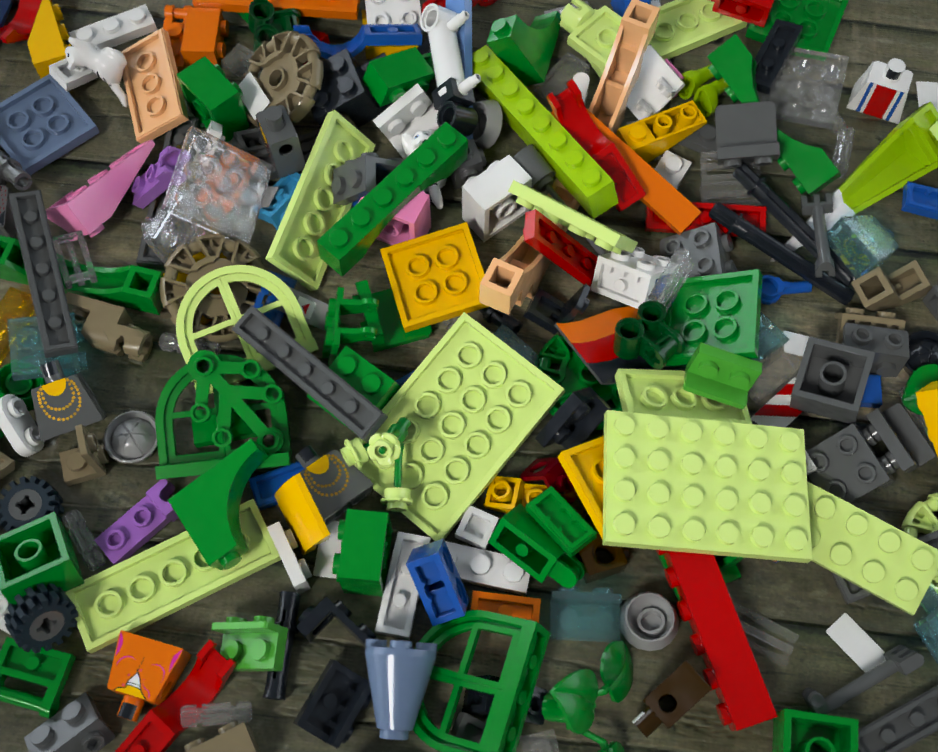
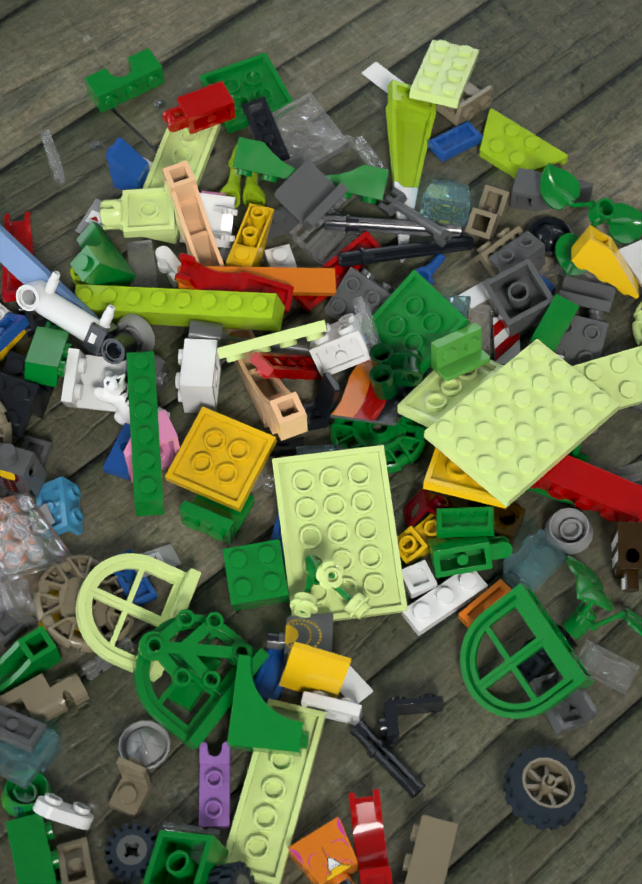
camera: 45 degrees left, 5 degrees down
(63, 402) = (77, 768): dark grey torso -> none
(216, 714) = (397, 834): clear axle -> none
(253, 644) = (375, 769): bright green bracket -> none
(310, 374) = (218, 587): dark grey tile -> none
(312, 206) = (87, 483): yellowish green plate -> none
(334, 704) = (458, 754): black bracket -> none
(336, 335) = (198, 552): green plate -> none
(360, 176) = (103, 443): dark grey bracket -> none
(364, 552) = (377, 655): green brick -> none
(398, 683) = (481, 699): sand blue cone -> none
(400, 593) = (415, 653): white plate -> none
(438, 582) = (437, 625): blue brick -> none
(574, 420) = (406, 460): black bracket -> none
(837, 431) = (555, 322): none -> green tile
(882, 90) = (353, 97): white torso -> none

